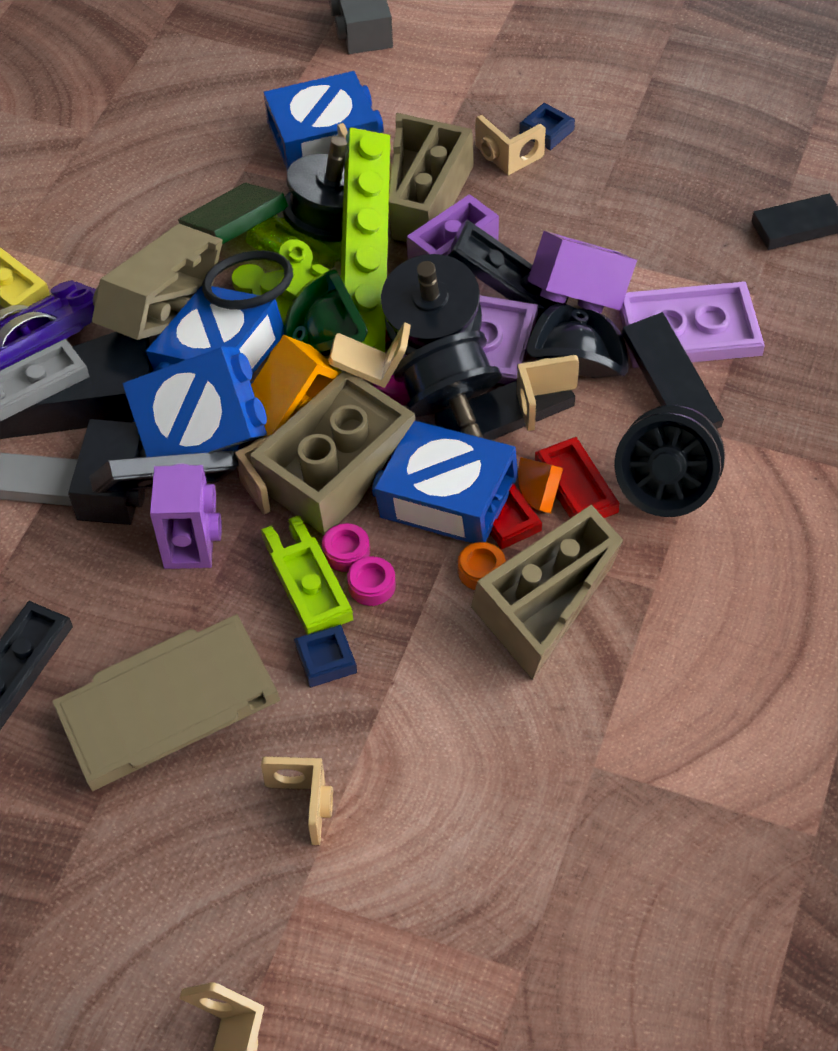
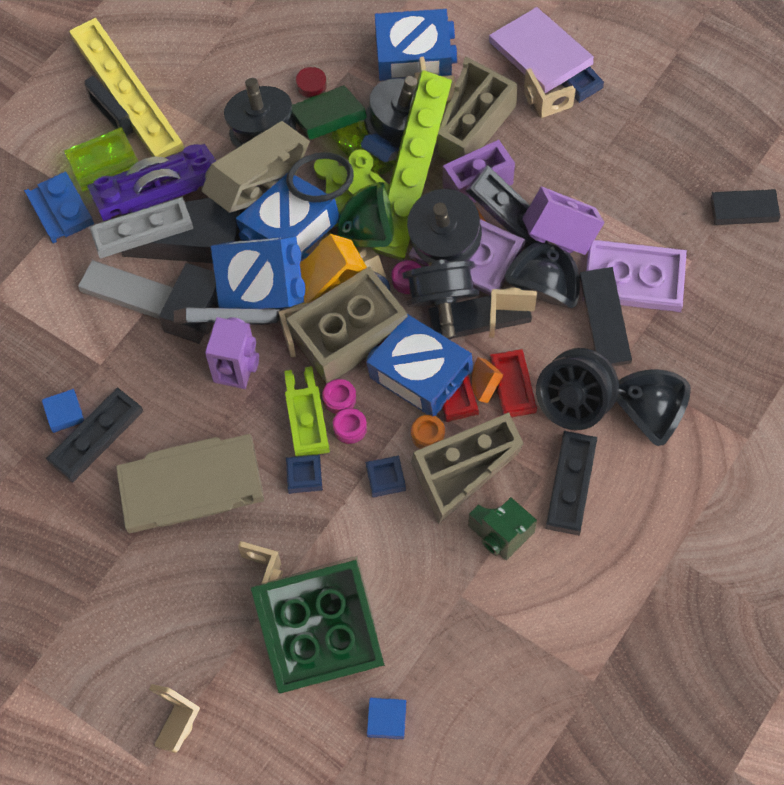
camera: 15 degrees right, 10 degrees up
(137, 221) = (256, 111): none -> black wheel
(199, 187) = (311, 82): none -> dark red tile
(316, 236) = (380, 147): none -> dark blue tile
(367, 361) = (385, 262): tan bracket -> none
(407, 848) = (318, 625): none -> dark green slope
(440, 634) = (385, 476): none -> dark blue tile
(480, 89) = (543, 46): none -> lavender tile
(543, 957) = (386, 718): none -> blue tile
(624, 659) = (502, 528): none -> dark green brick
(696, 587) = (571, 483): none -> black tile
(772, 463) = (655, 402): none -> black hat

